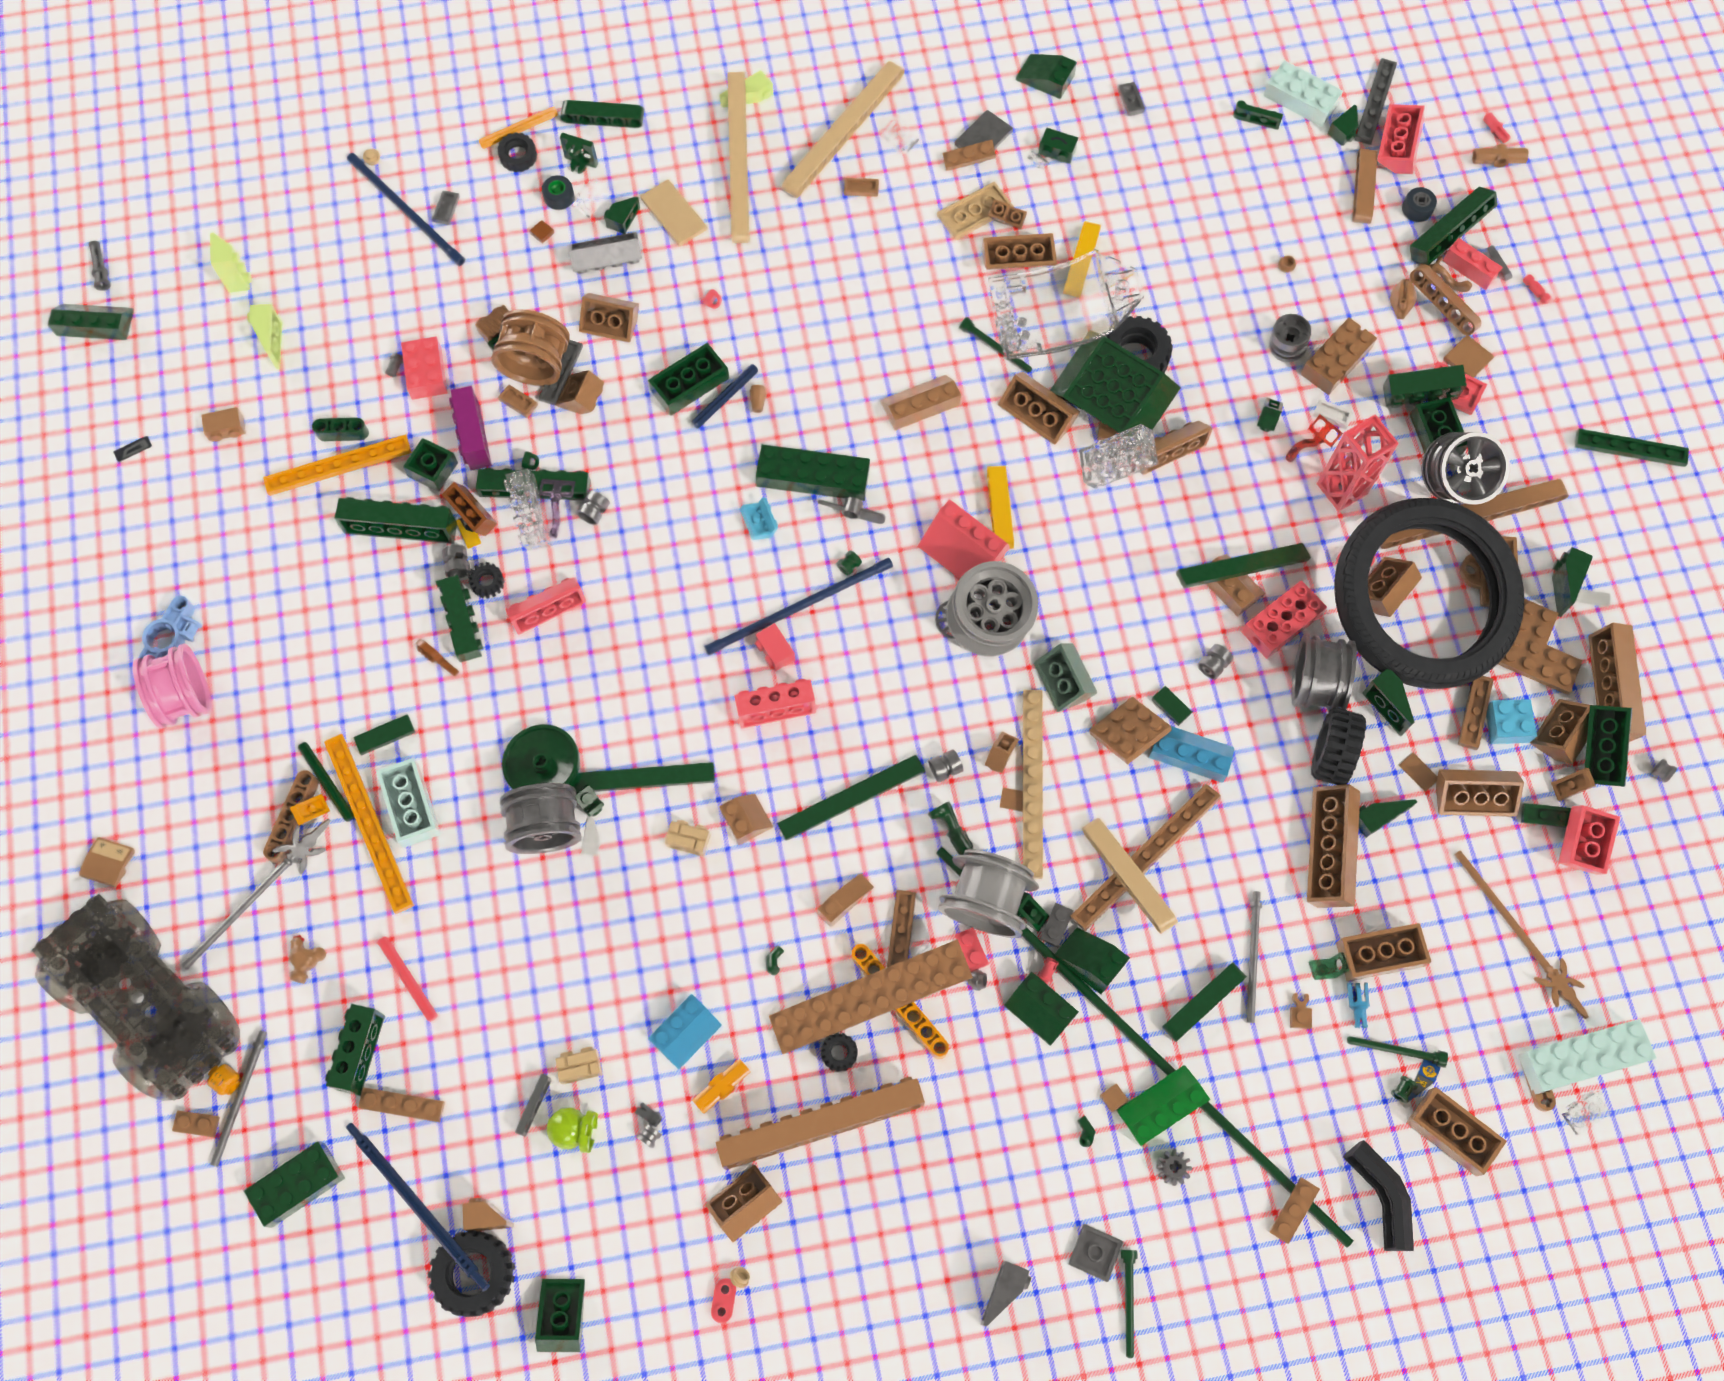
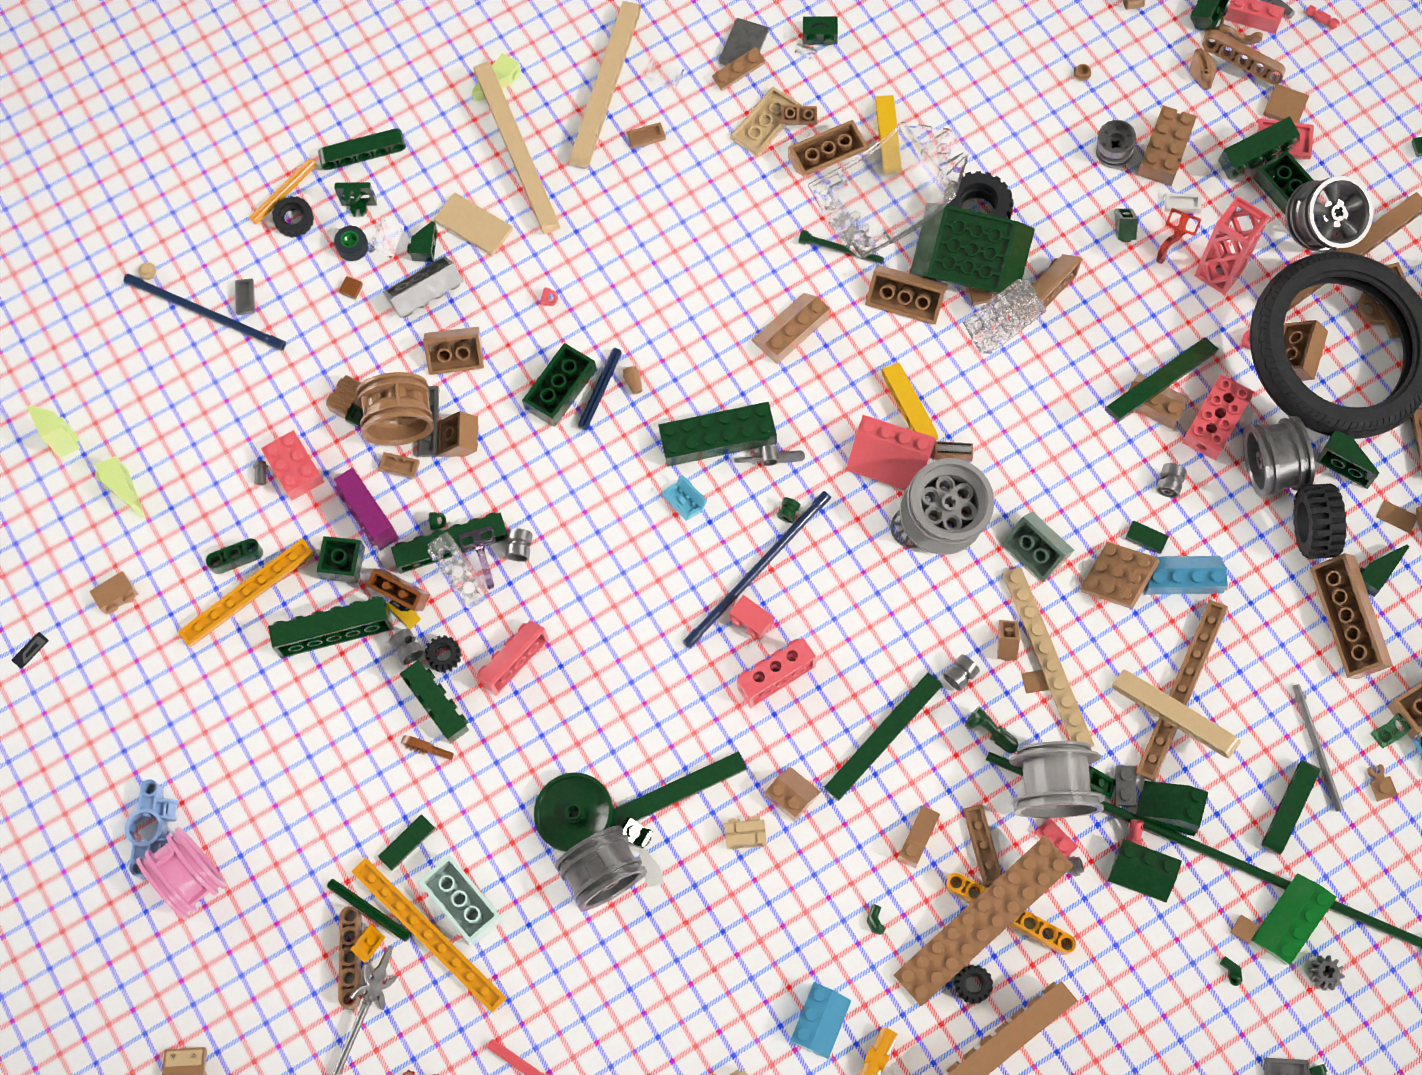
camera: 15 degrees left, 0 degrees up
(1028, 565) = (954, 450): none -> slope

